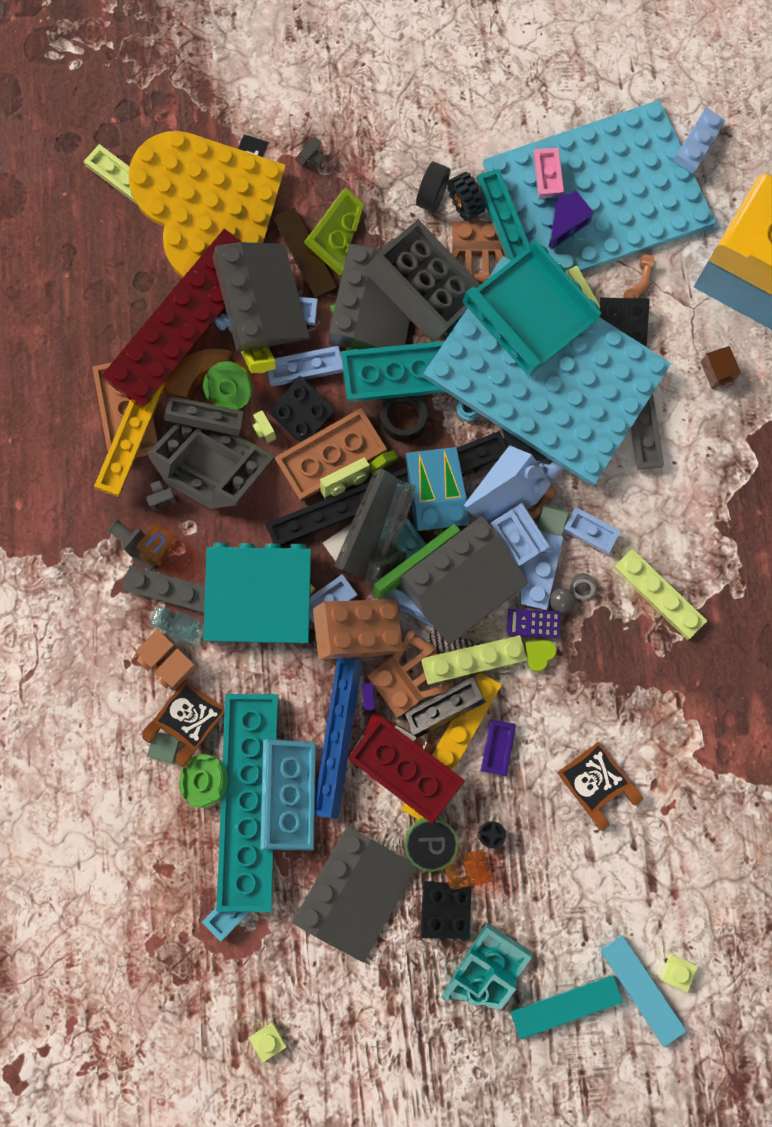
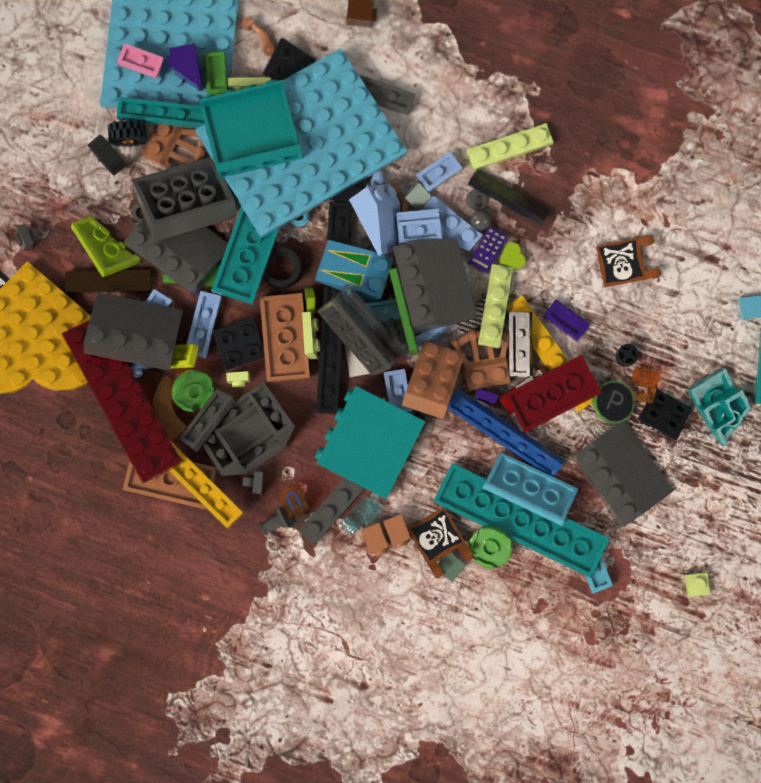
camera: 65 degrees left, 5 degrees up
(577, 251) = (216, 72): none -> bright green tile
(603, 619) = (509, 197): none -> black tile

